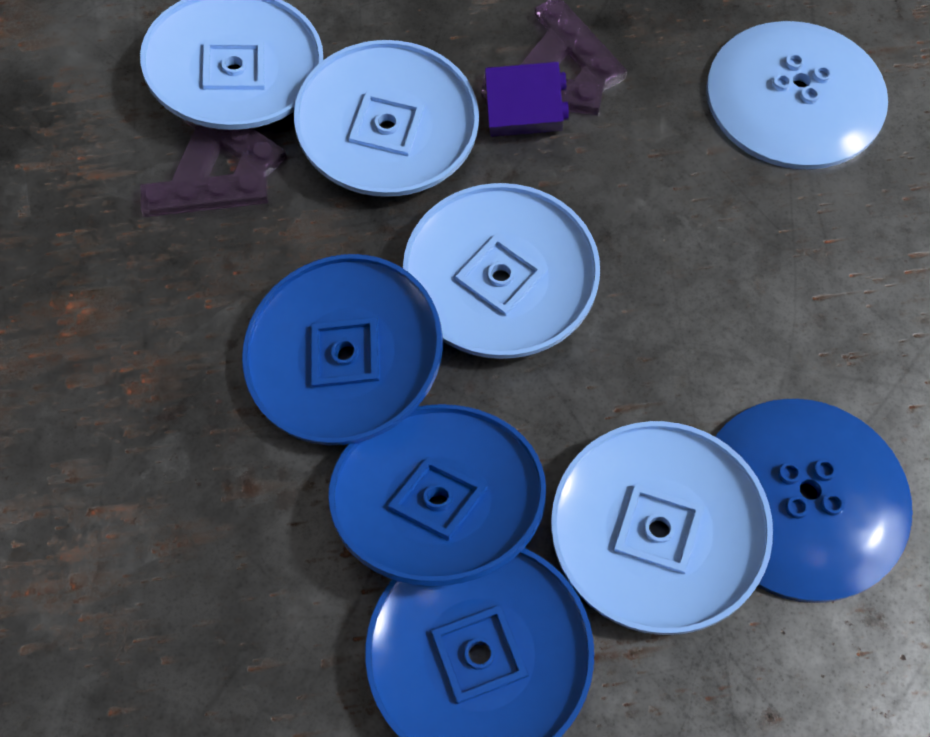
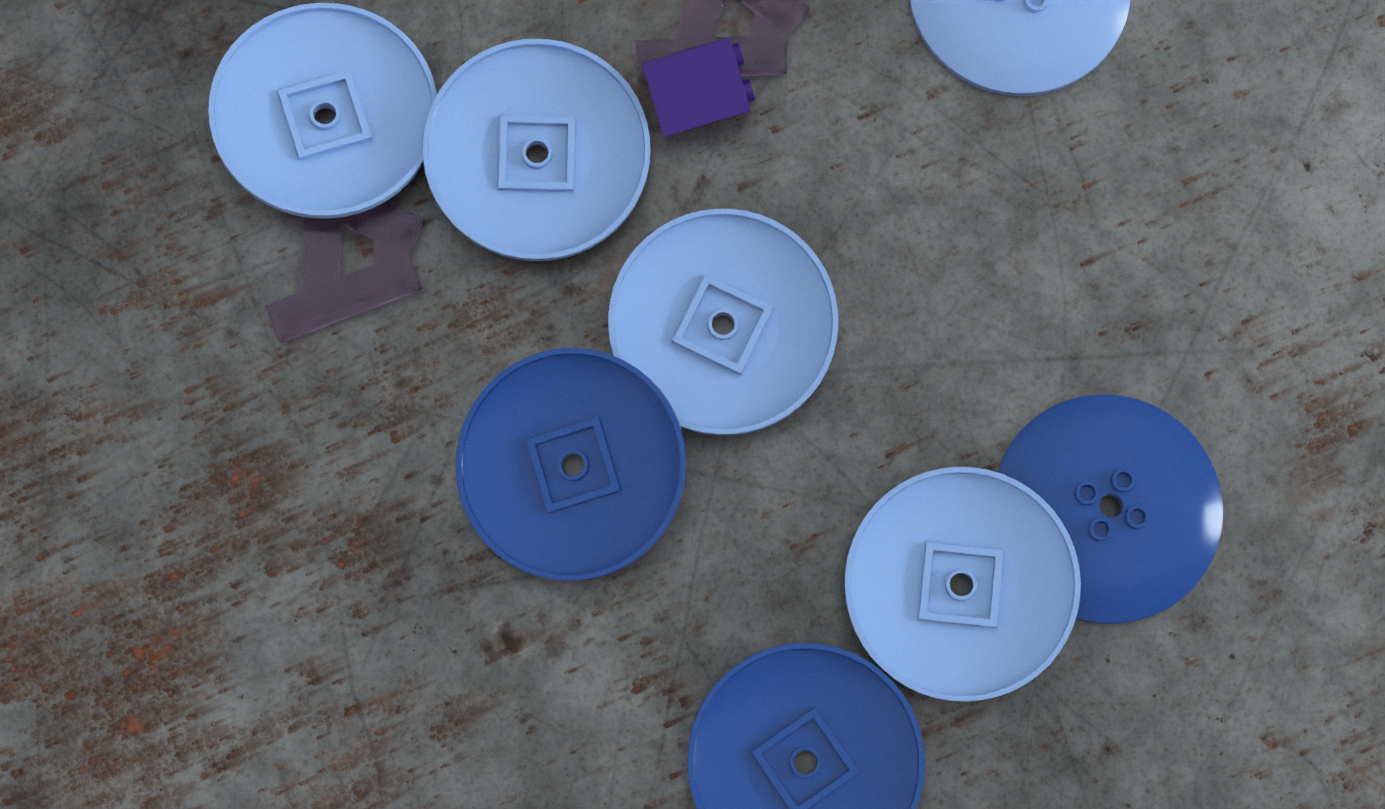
camera: 15 degrees left, 15 degrees up
(446, 450) = (734, 556): blue dish -> none

